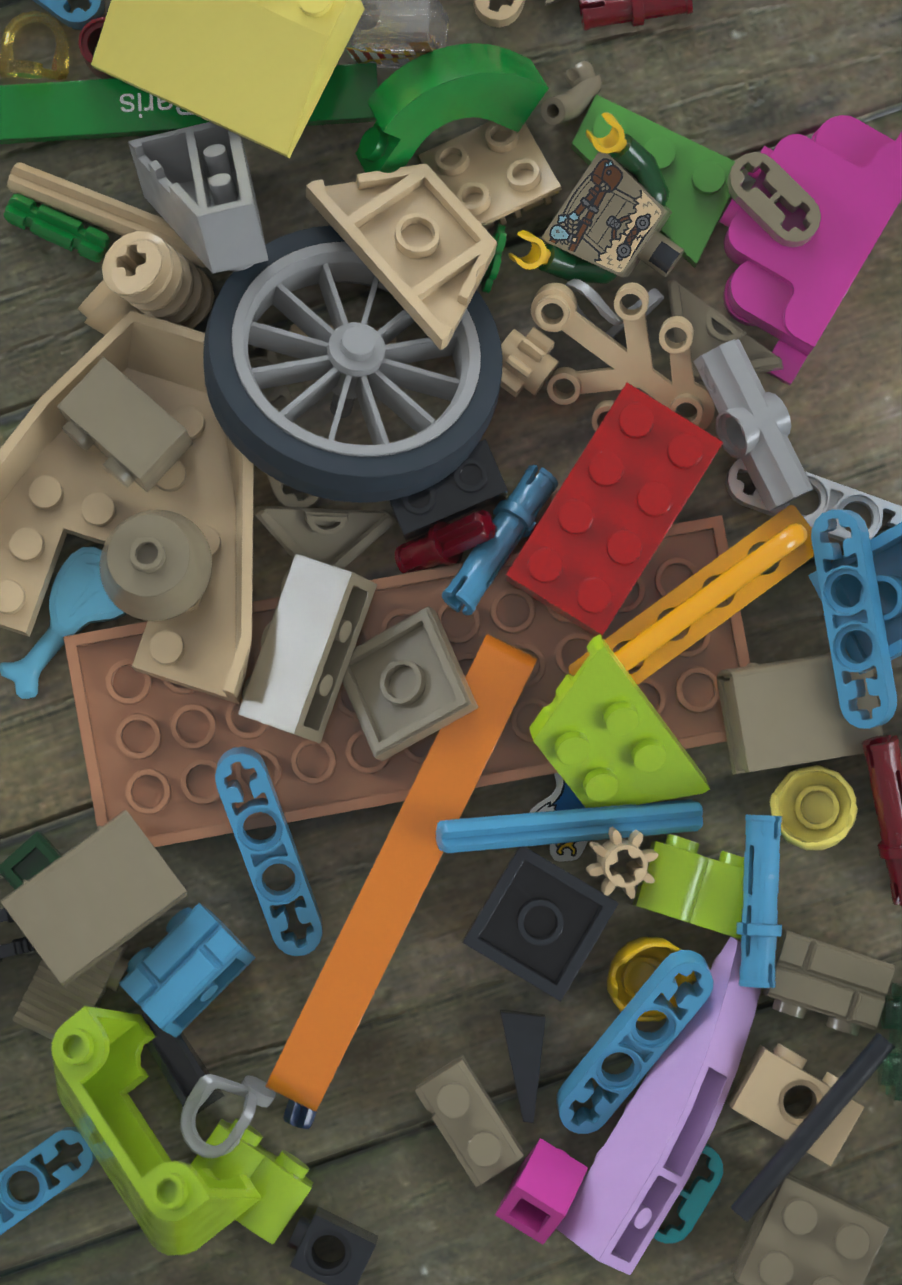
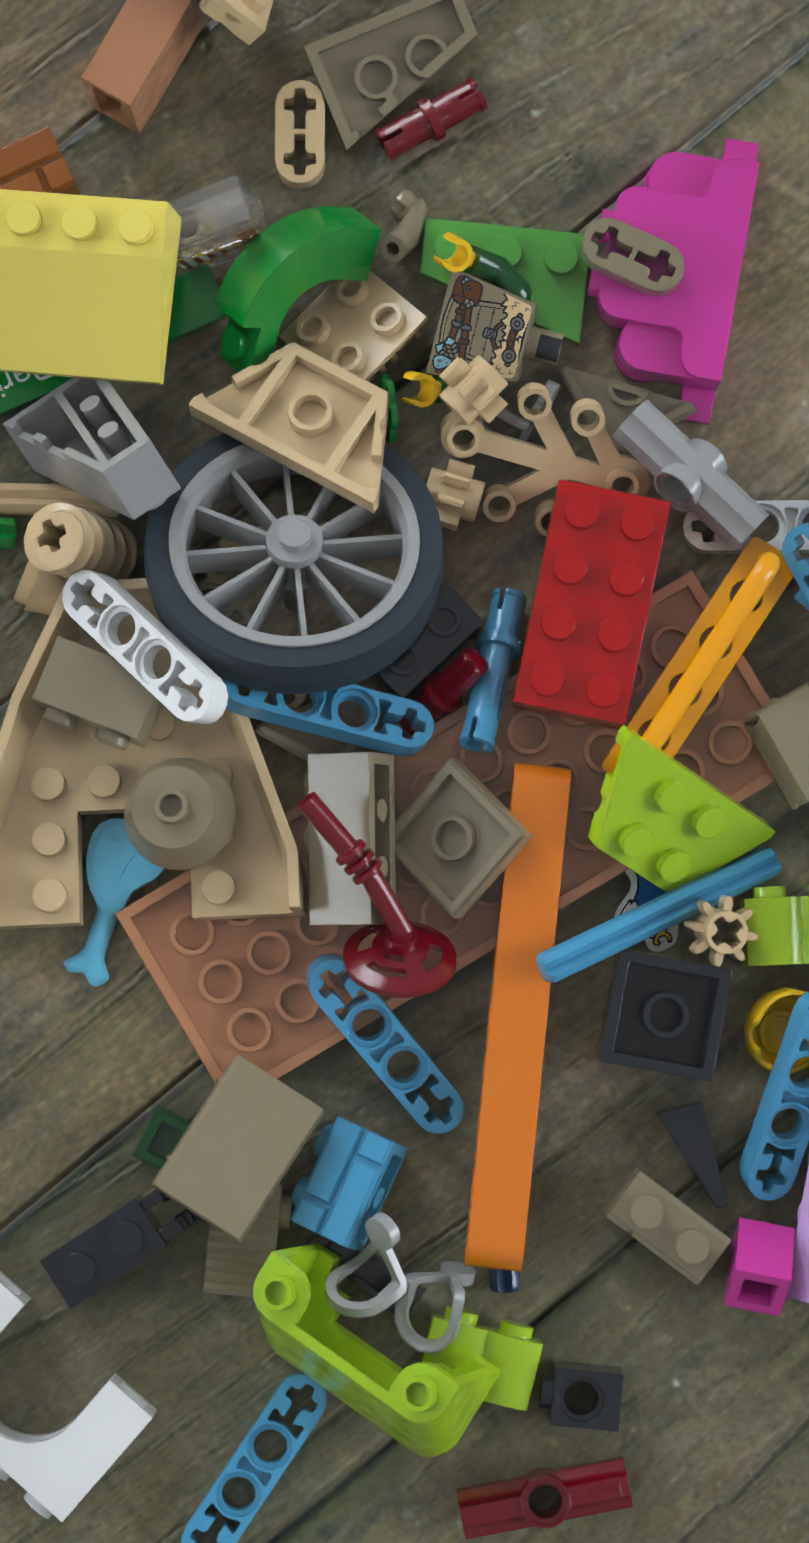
camera: 25 degrees left, 0 degrees up
(172, 399) = (141, 650): none -> white beam
(199, 1031) = (383, 1236): none -> light grey piece
(316, 761) = (400, 943): none -> dark red dish
(323, 529) = (325, 720): none -> dark azure beam
(577, 269) = (473, 389): none -> tan gear

